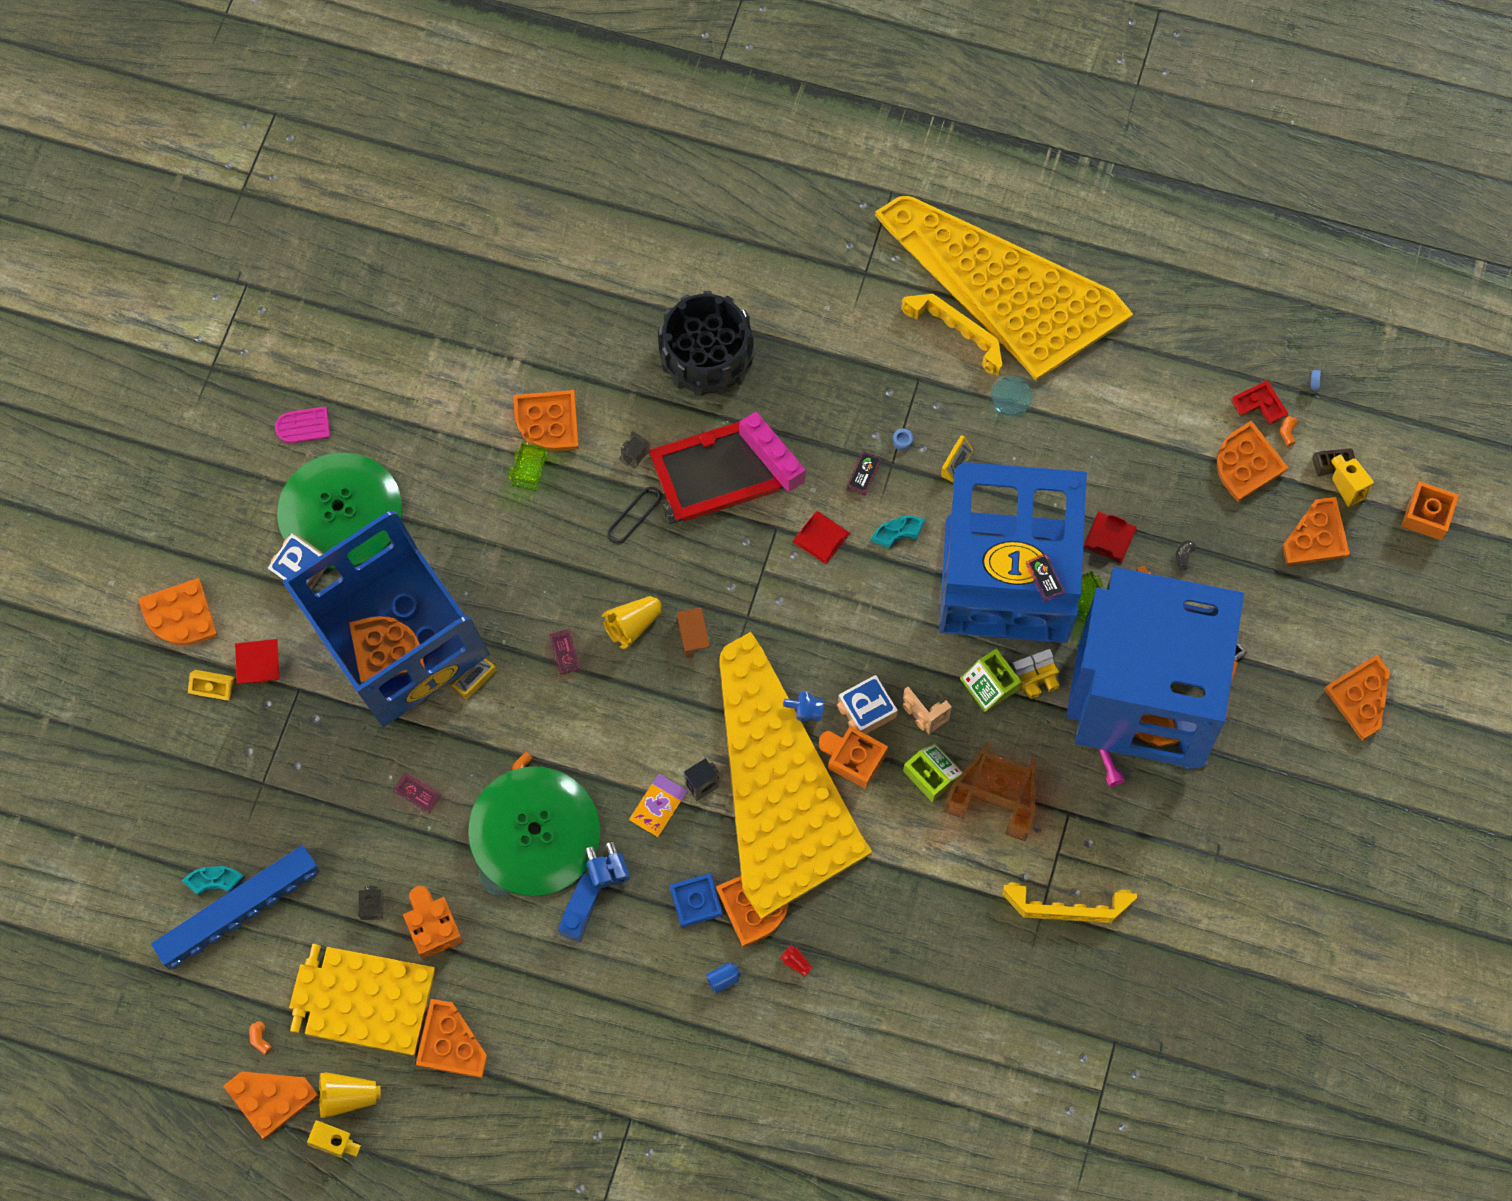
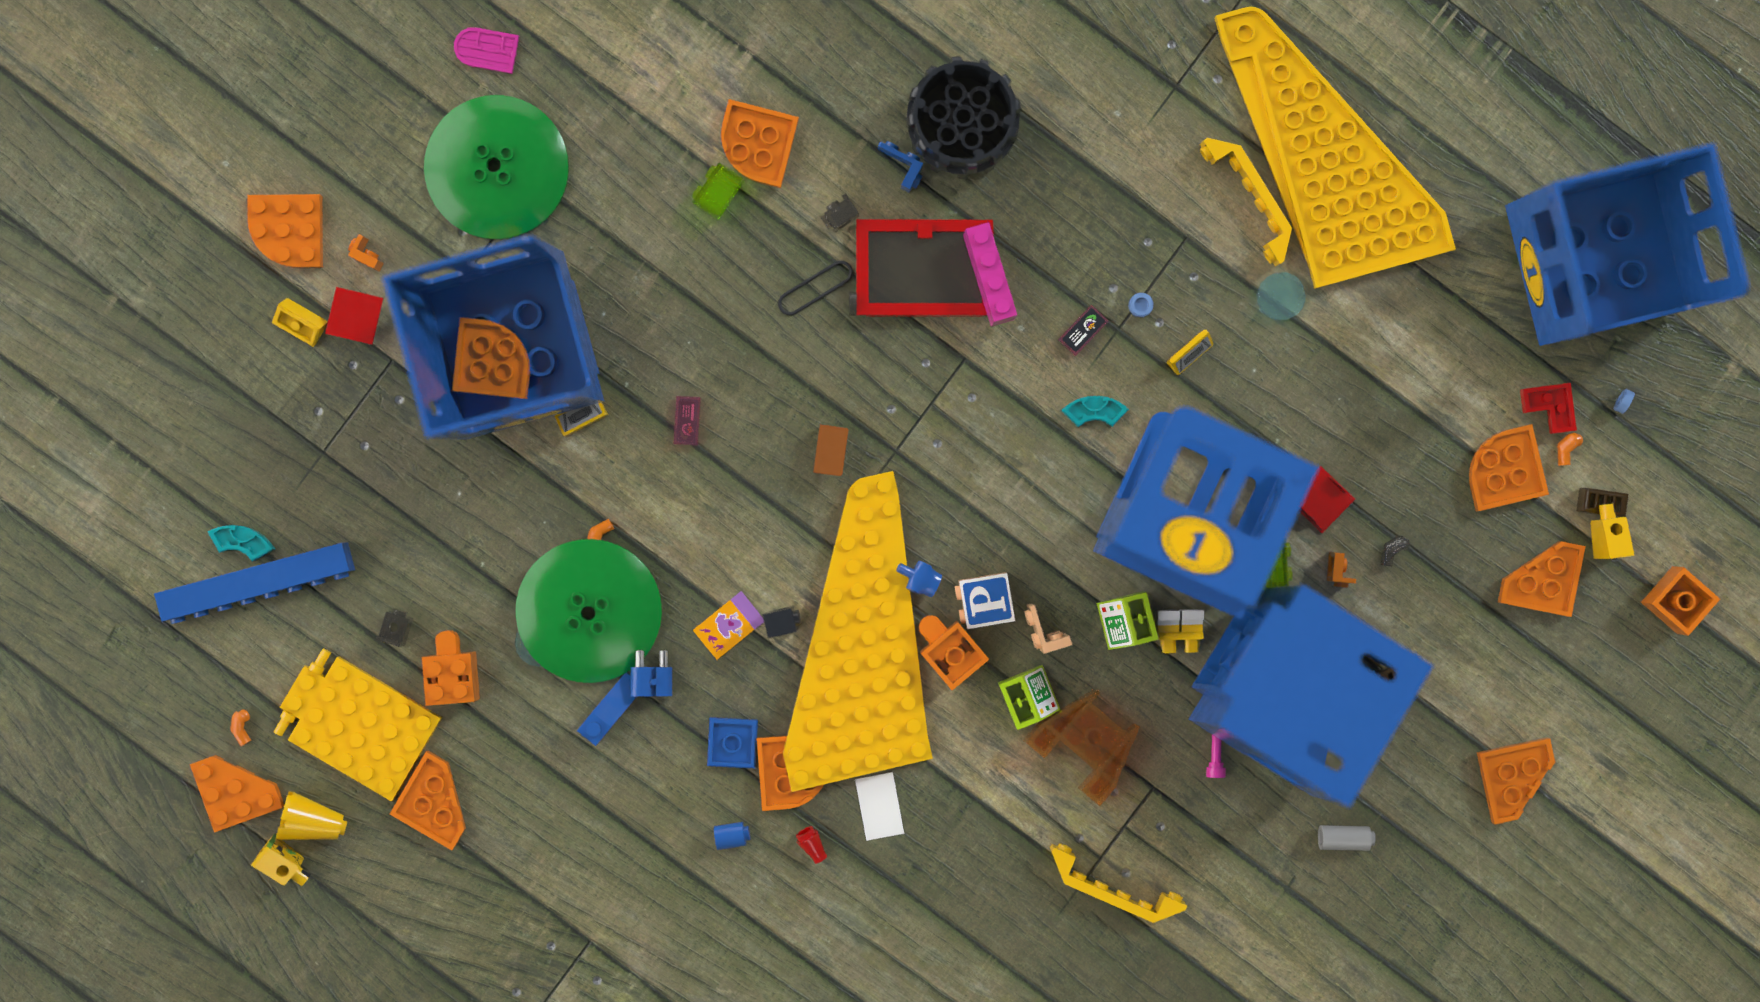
camera: 15 degrees right, 20 degrees up
(251, 613) = (367, 257): none -> orange bracket
(294, 556) = (431, 219): piece -> none
(417, 792) = (480, 522): clear pink tile -> none
(631, 620) = (770, 414): yellow cone -> none
(675, 392) = (912, 177): none -> blue bracket
(821, 537) = (1009, 387): red piece -> none
(842, 910) = (879, 806): none -> white sticker
(1045, 577) = (1222, 576): tile -> none
(1246, 794) = (1345, 838): none -> light grey brick
(1251, 262) = (1622, 245): none -> blue piece

